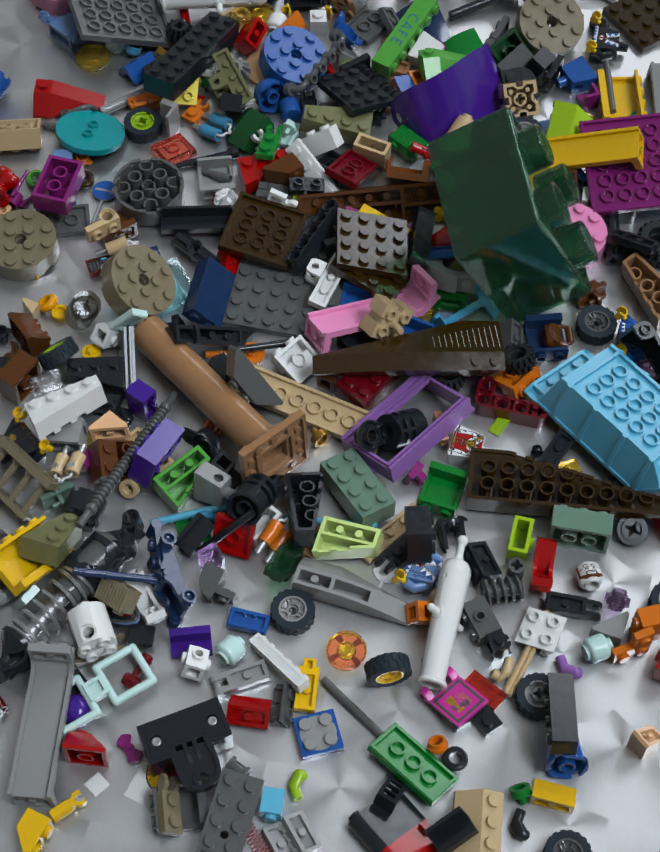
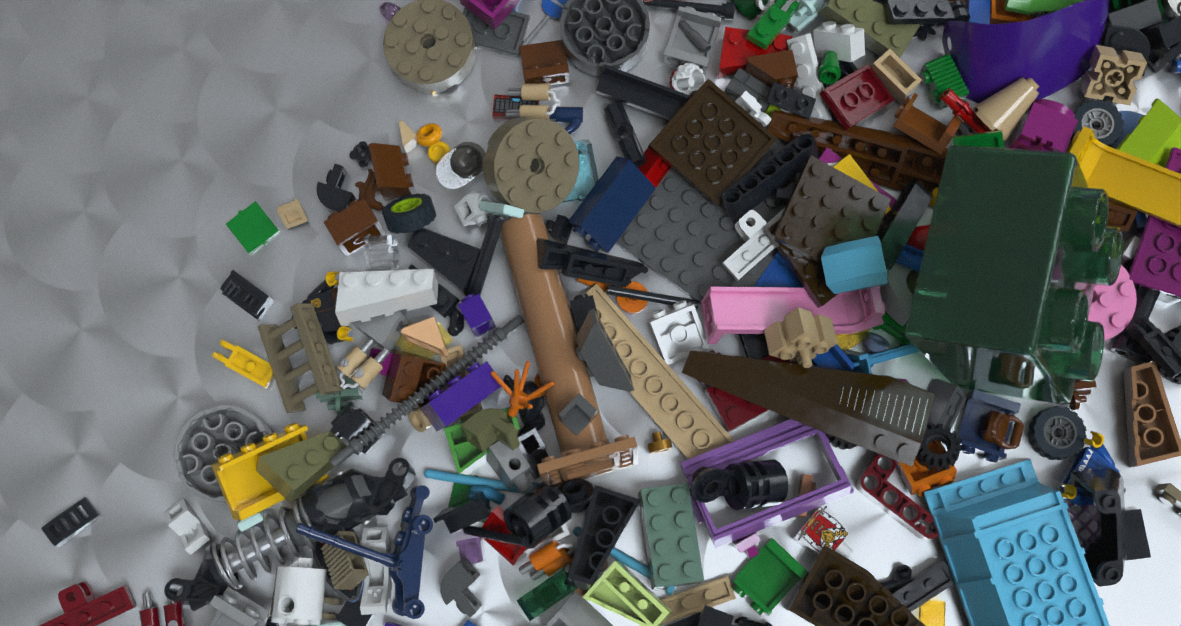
camera: 30 degrees right, 20 degrees up
(91, 350) = (451, 222): yellow tile -> none
(108, 224) = (518, 69): tan plate -> none
(189, 457) = (487, 427): none -> olive brick
(200, 434) = (518, 397): none -> orange plant
(251, 417) = (577, 414): none -> dark grey panel
(324, 156) = (829, 68): none -> green cone
(403, 260) = (854, 265): none -> medium azure slope
(498, 426) = (875, 516): lime piece -> none

